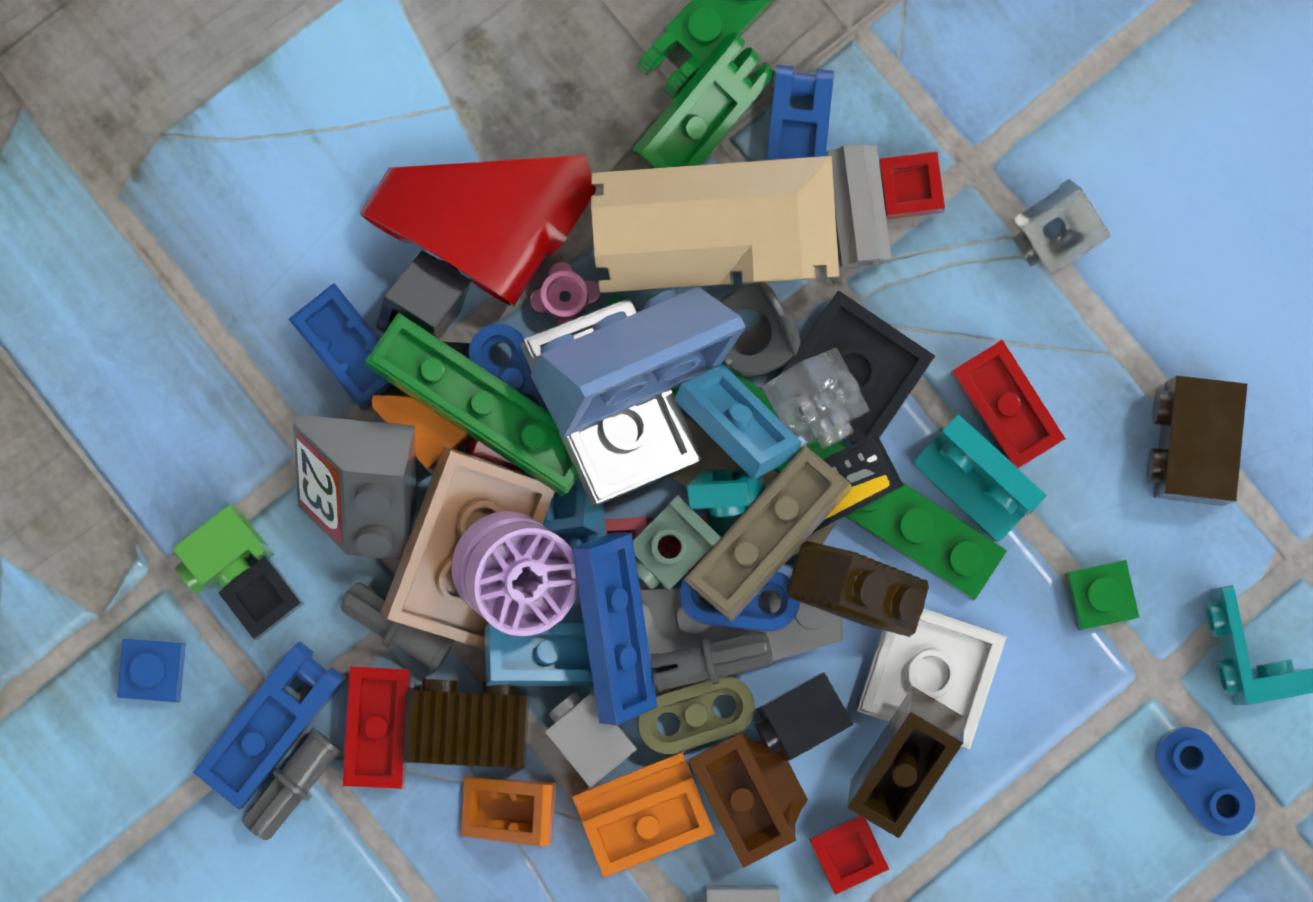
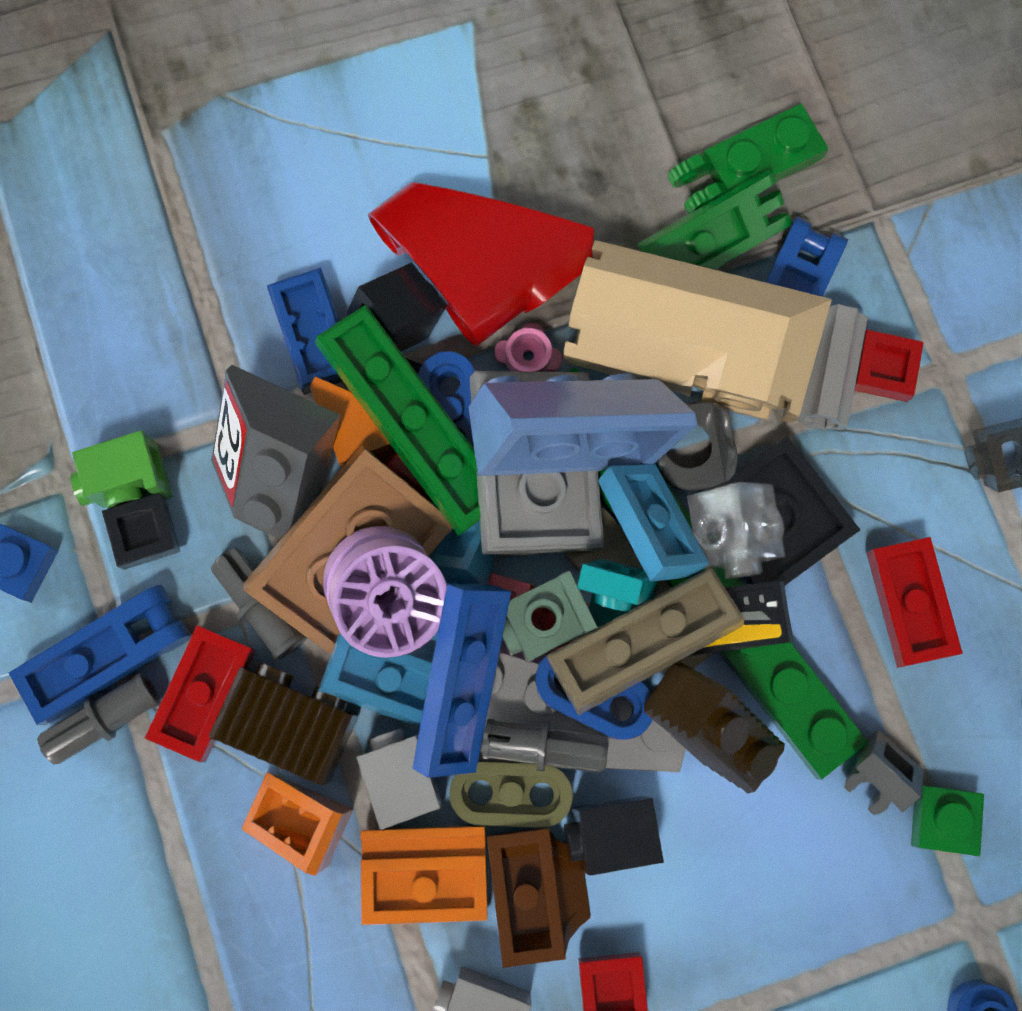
camera: 15 degrees right, 5 degrees down
(906, 762) = (704, 922): dark brown brick -> none
(943, 660) = (754, 842): white tile -> none
(978, 479) = (867, 662): teal bracket -> none
(1033, 571) = (889, 771): none -> dark grey tile

